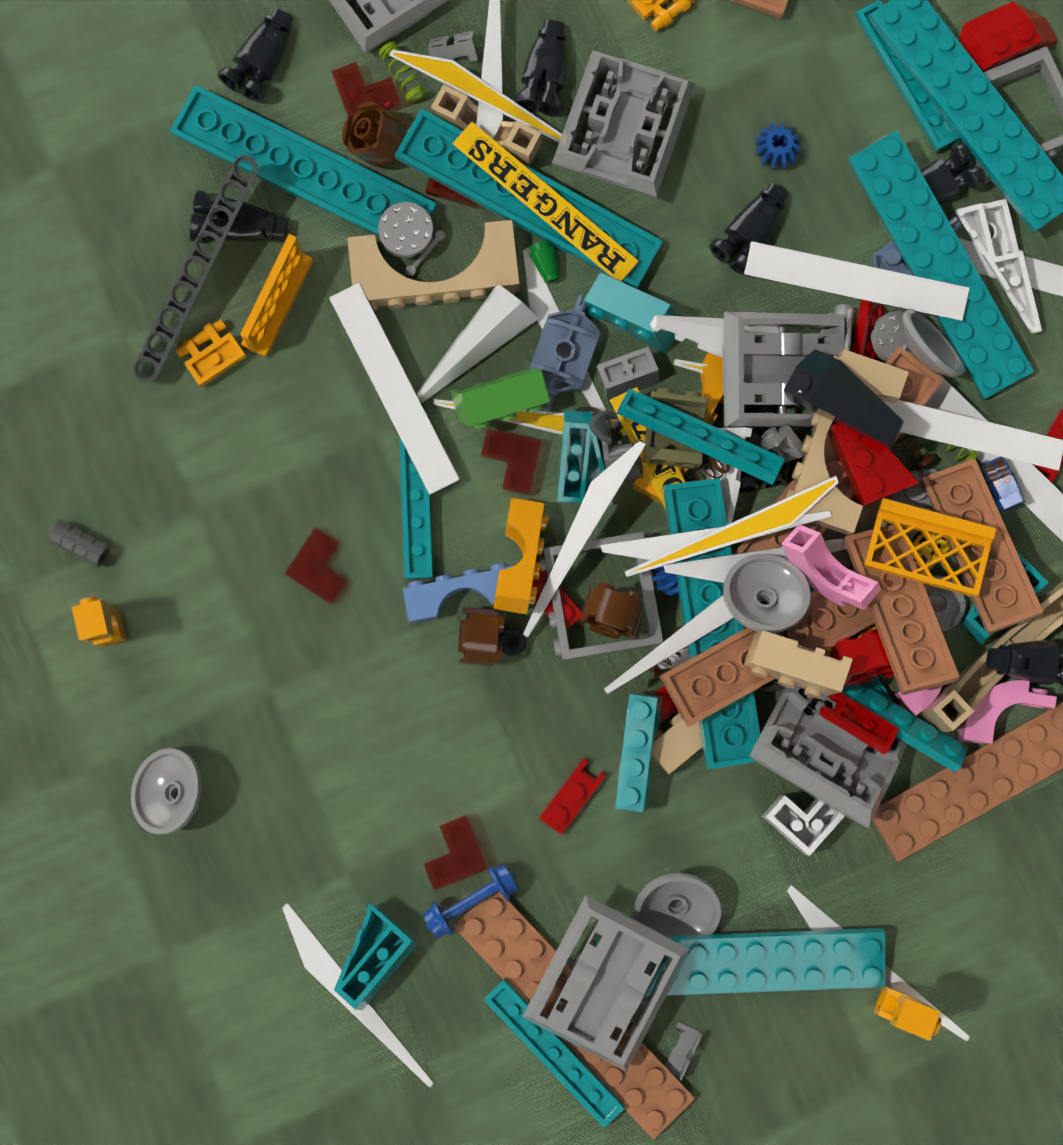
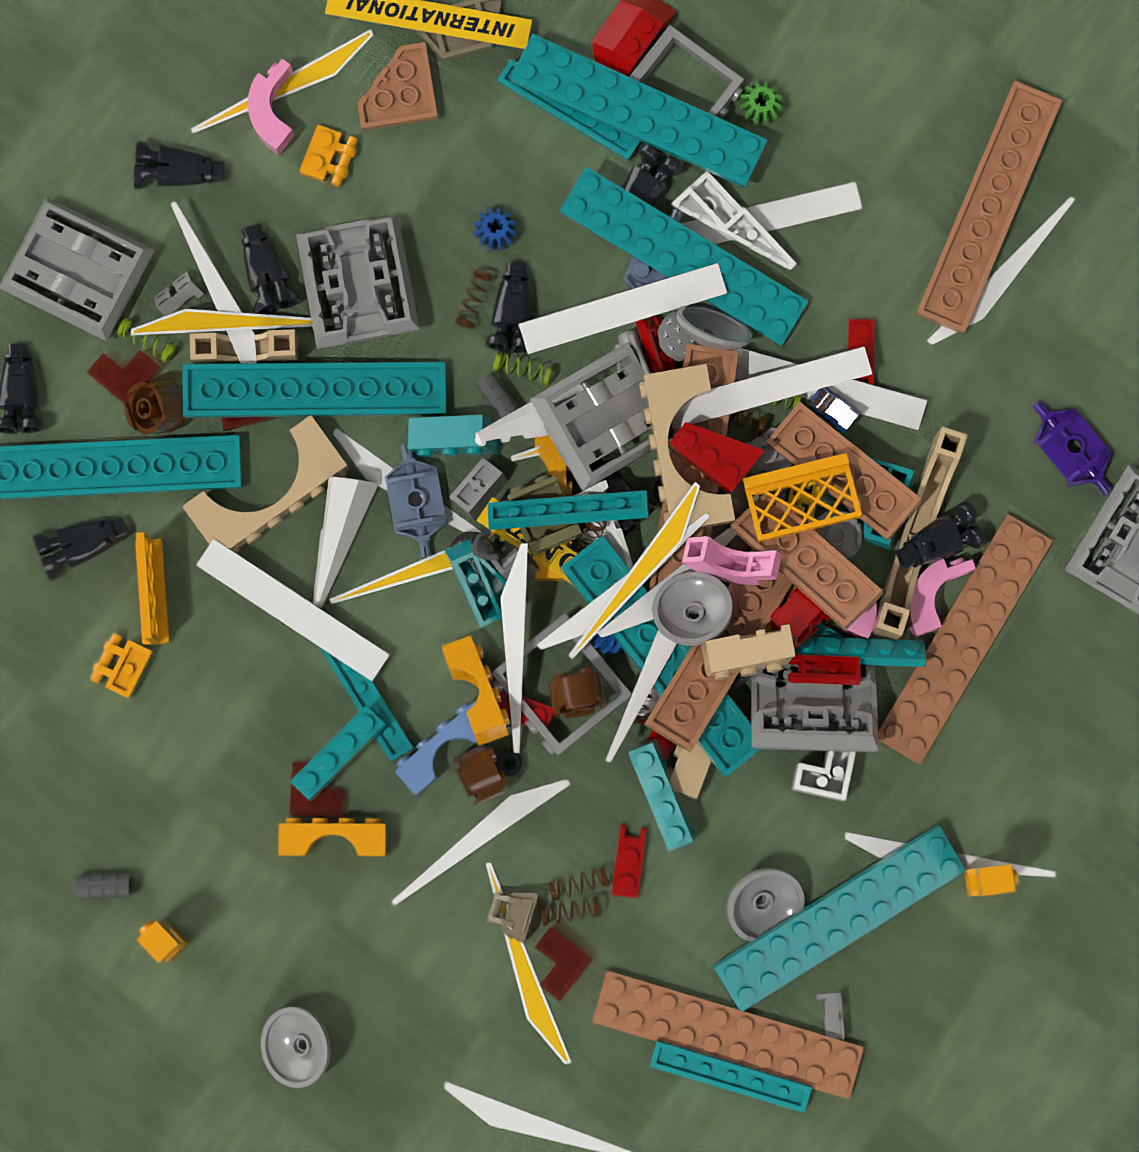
camera: 30 degrees left, 0 degrees up
(207, 259) = (77, 616): dark grey beam -> none
(281, 601) = (299, 837): none -> light orange arch
(370, 538) = (338, 753): none -> teal arch
(376, 955) = (543, 1083): teal wedge -> none
(405, 229) = (226, 472): light grey tile -> none
(411, 269) = (249, 502): light grey hinge -> none
(412, 868) = (531, 993): none -> yellow sticker
(438, 920) = (577, 1023): blue piece -> none
(441, 786) = (518, 913): none -> dark tan piece
(464, 805) = (545, 918): none -> reddish brown piece
(472, 689) = (502, 817): none -> white sticker
(500, 398) = (386, 569): bright green wedge -> none
(519, 453) = (428, 606): clear red plate -> none
(538, 802) = (604, 883): none -> reddish brown piece
(545, 202) = (329, 384): yellow sticker -> none
(545, 260) = (356, 432): green cone -> none
(606, 983) = (740, 995): light grey piece -> none
(693, 295) = (496, 395): none -> dark grey axle
(696, 210) = (479, 274): none -> reddish brown piece
(711, 267) = (547, 375): none -> lime piece
(783, 443) = (636, 475): light grey bracket -> none
(838, 394) = (655, 414): black wedge -> none

